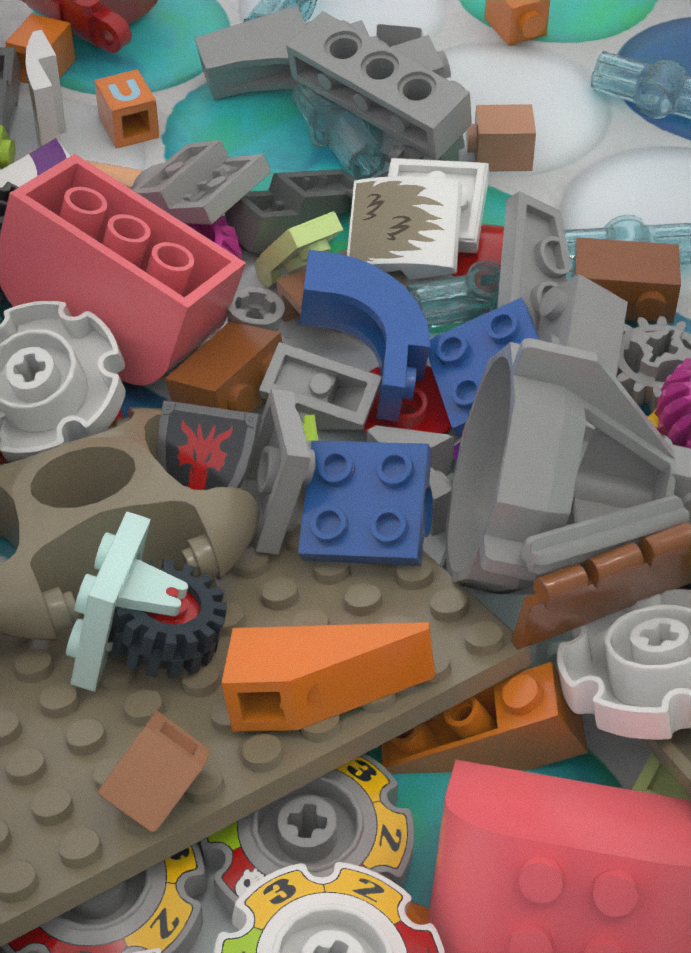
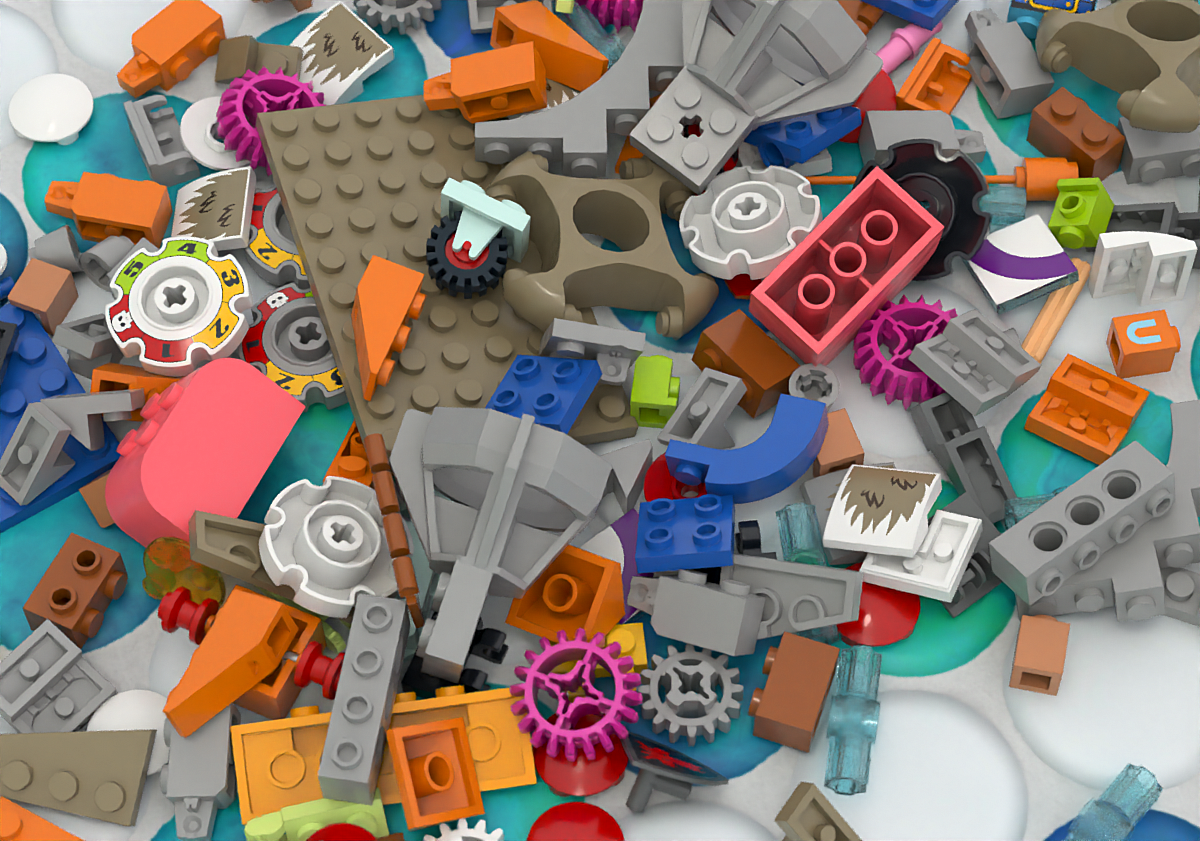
camera: 105 degrees right, 10 degrees up
(154, 772) = (334, 223): nougat panel -> none
(206, 444) = (624, 308): shield -> none
(207, 123) = (1086, 410): none -> orange slope
(292, 248) = (870, 421): yellowish green hinge -> none
(600, 534) = (408, 491): light grey axle -> none

